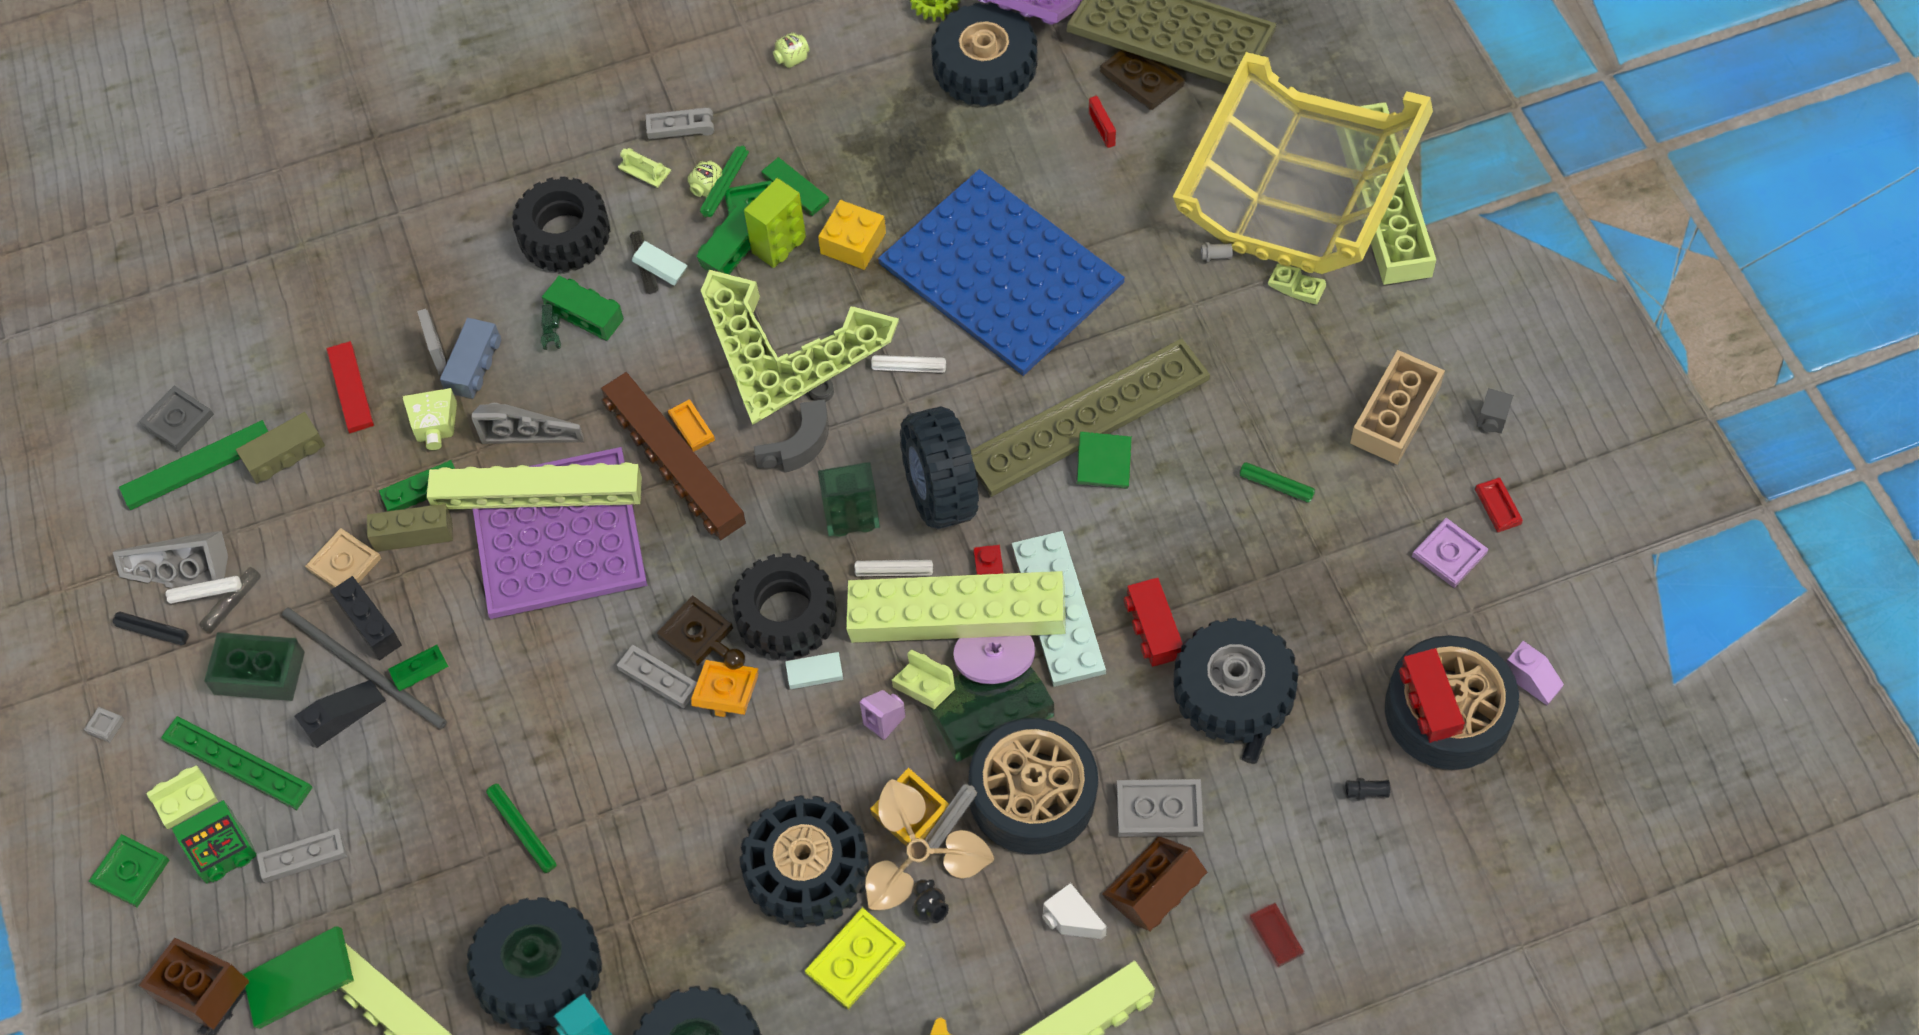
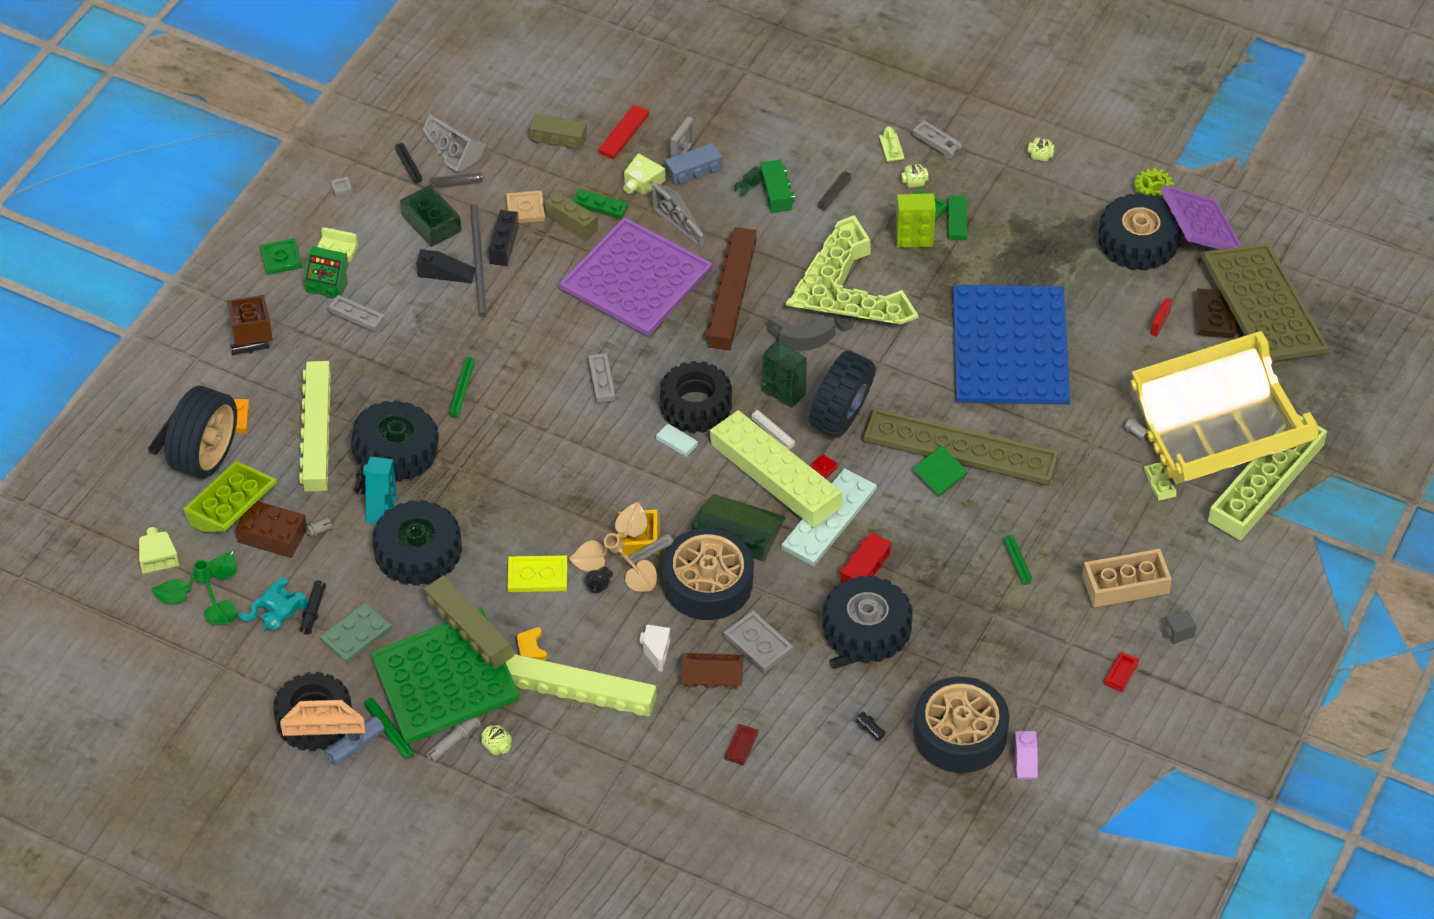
camera: 45 degrees right, 10 degrees down
(176, 417) = (528, 79): dark grey plate -> none
(189, 467) = (506, 106): green tile -> none
(203, 589) = (449, 164): white axle -> none
(237, 763) = (376, 252): green tile -> none
(298, 977) = (294, 357): green tile -> none
(418, 668) = (500, 279): green plate -> none
(535, 486) = (648, 244): yellowish green brick -> none
(554, 200) = (813, 121): black tyre -> none
(659, 263) = (839, 196): light aqua tile -> none
(691, 425) = (760, 284): light orange tile -> none
(699, 646) = (636, 381): dark brown plate -> none
(724, 182) = (917, 185): green axle -> none
(724, 688) = (624, 408): light orange hinge -> none
(728, 243) = (878, 215): green brick -> none
(804, 861) = (564, 509): black wheel -> none
(852, 234) = (953, 262): yellow brick -> none
(882, 712) = (682, 482): lavender slope -> none
(908, 363) = (903, 346): white axle -> none
(925, 680) = (720, 487): yellowish green bracket -> none
(979, 663) = (765, 507): lavender piece -> none
(1431, 695) = (943, 700): red brick -> none
(1450, 552) = (1063, 669): lavender tile -> none

